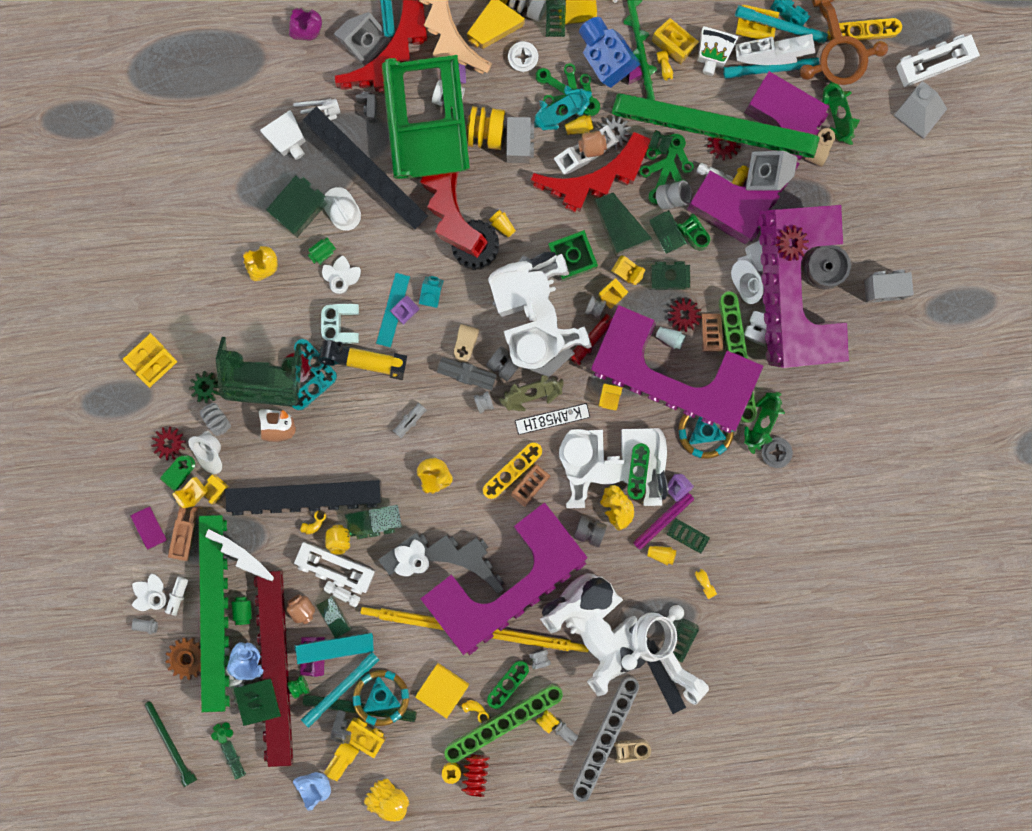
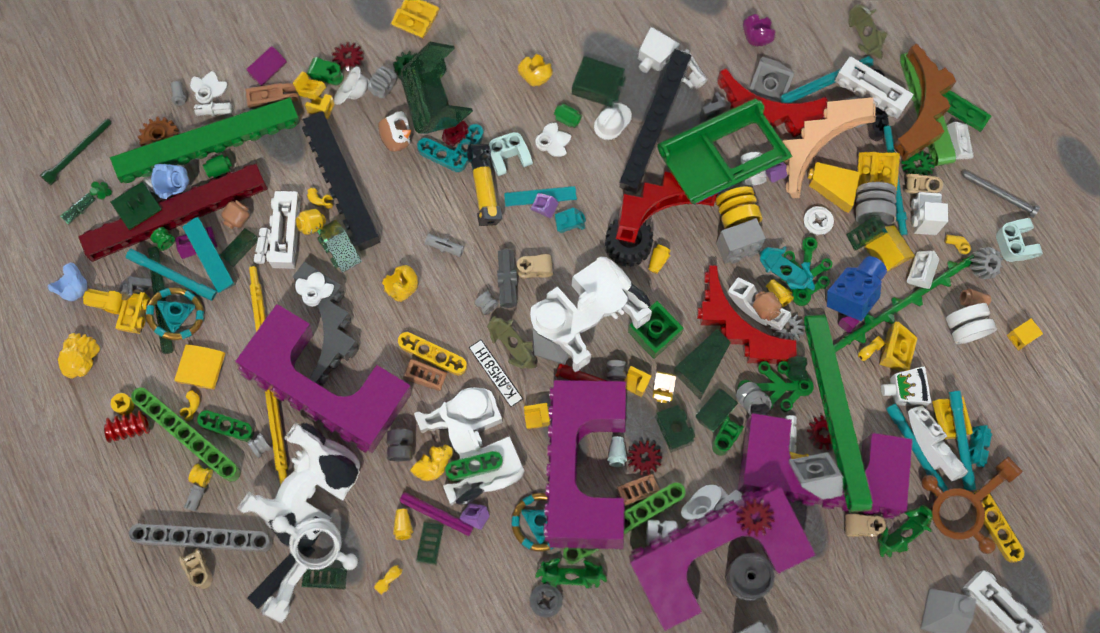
camera: 70 degrees right, 15 degrees down
(245, 560) = (263, 145): white slope -> none
(505, 371) = (527, 299): flat silver wheel -> none

